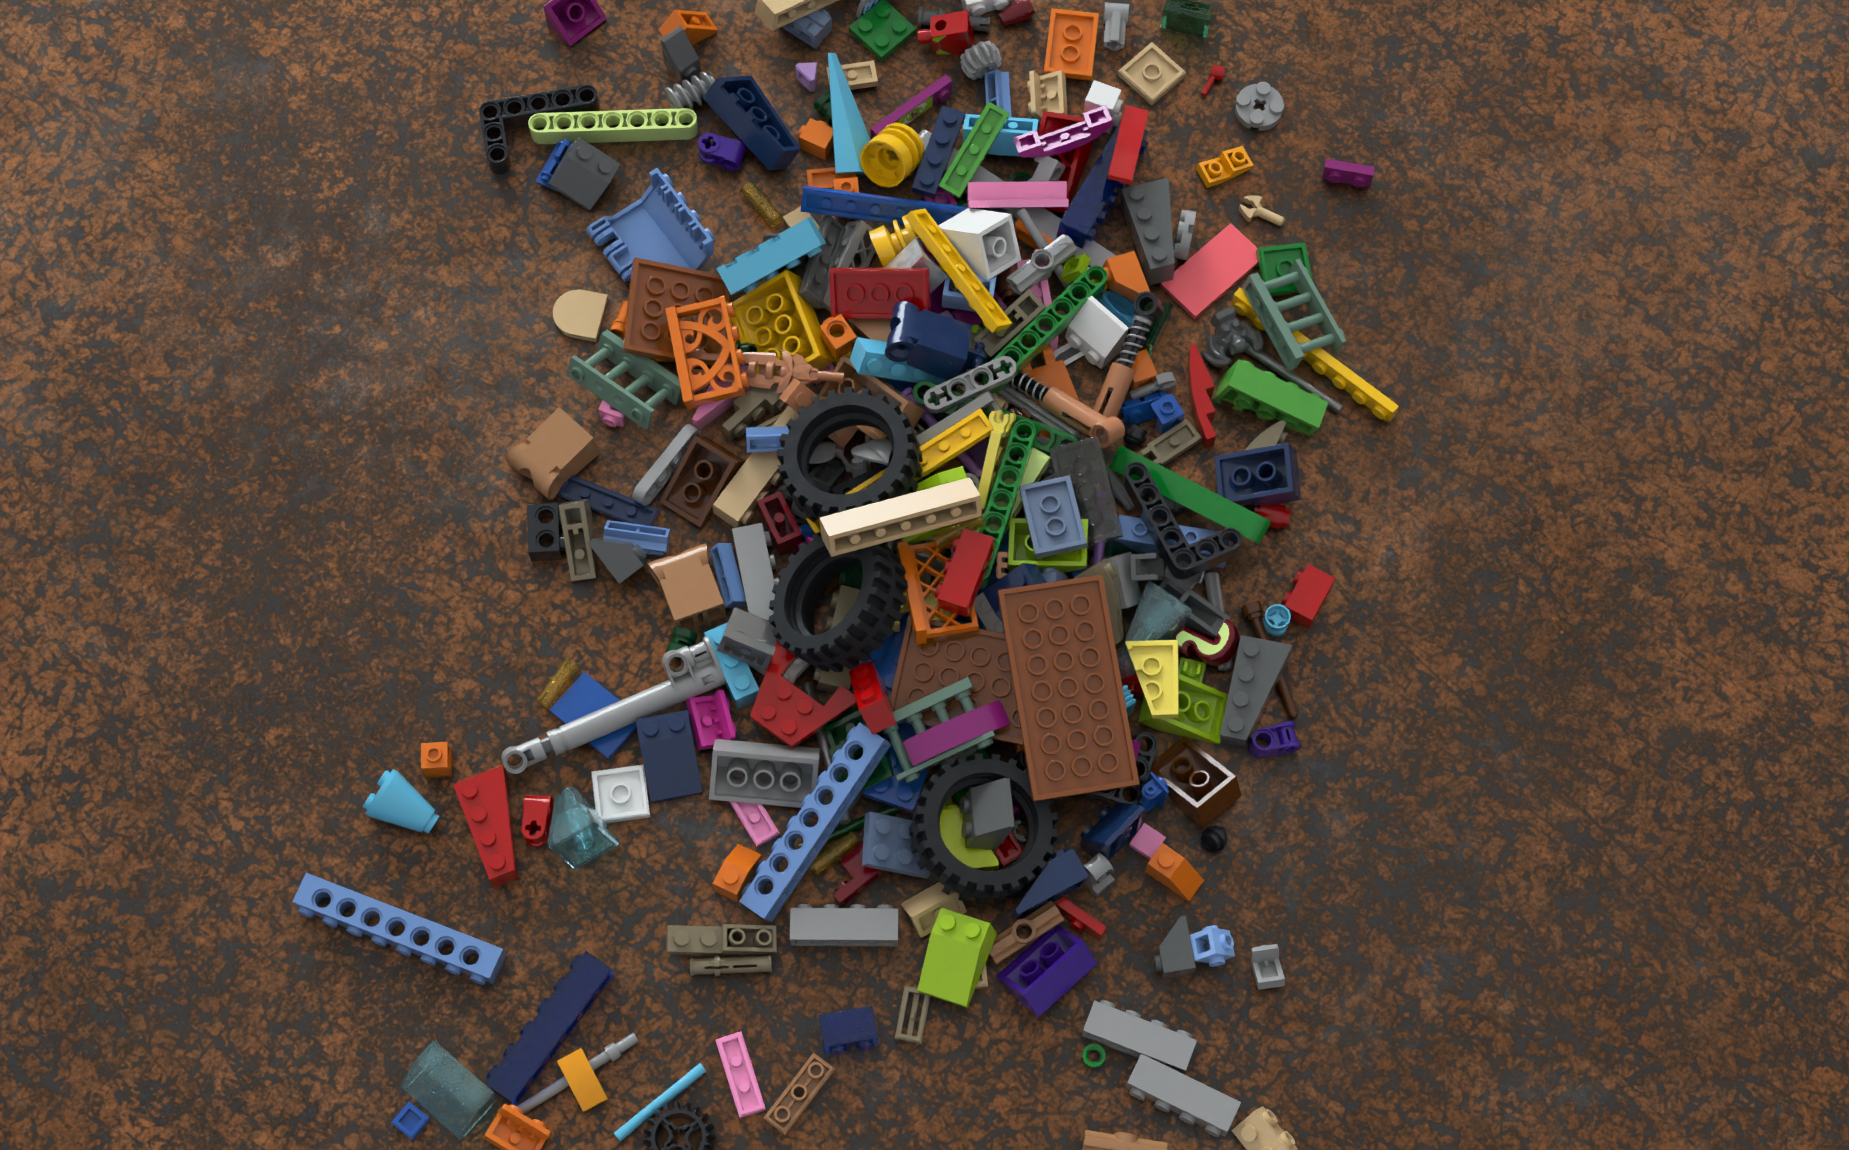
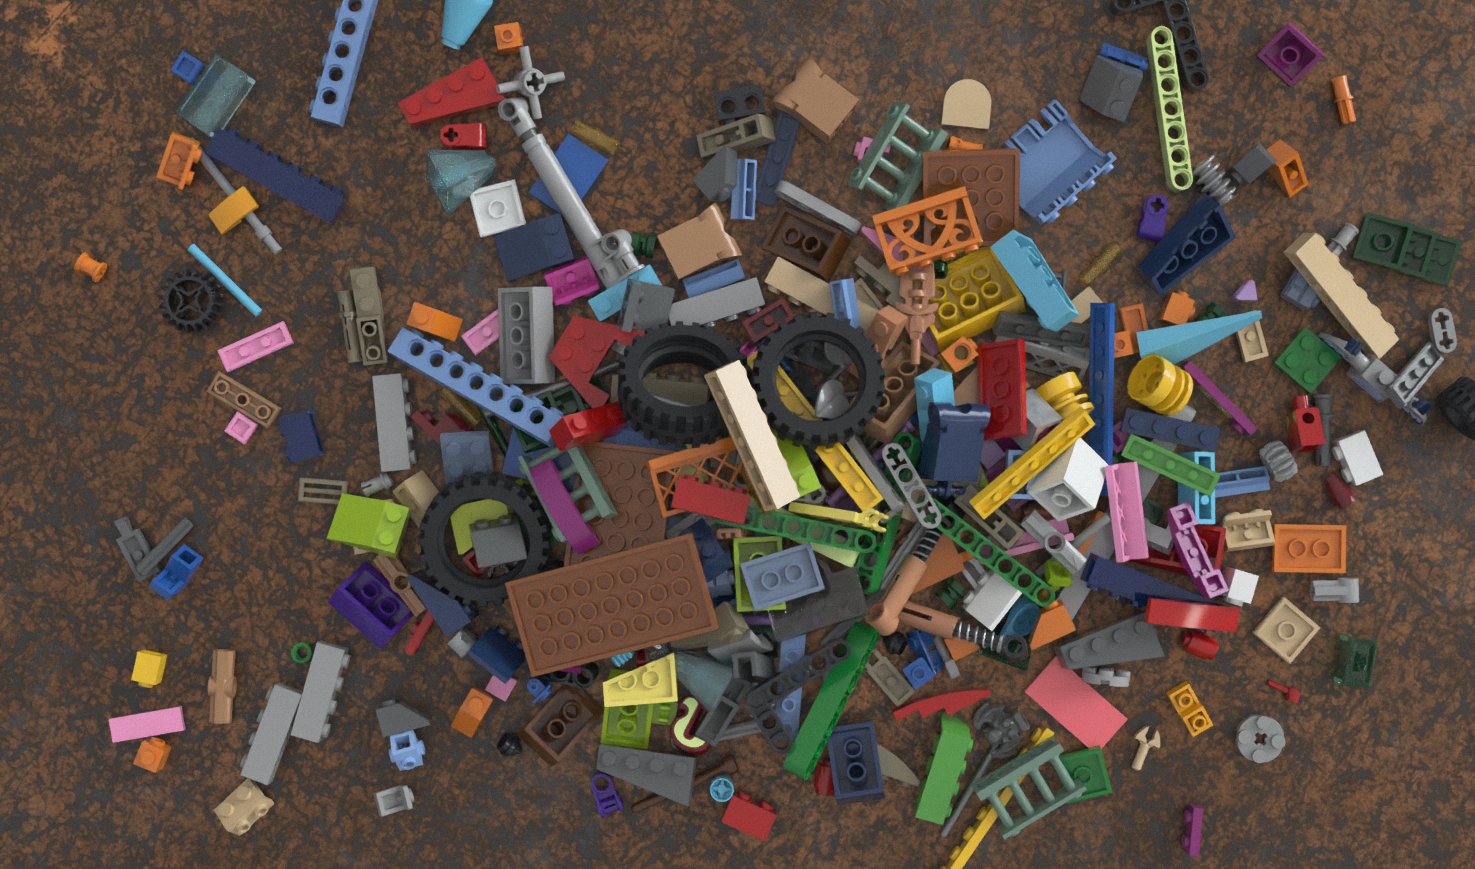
camera: 90 degrees right, 20 degrees up
(488, 740) = (537, 79): none -> light grey bar
(830, 1100) = (241, 427): none -> bright pink tile
(911, 952) = (377, 484): none -> light grey pin
(1086, 374) = (951, 593): none -> dark green wheel
(1159, 149) = (1199, 644): none -> red brick

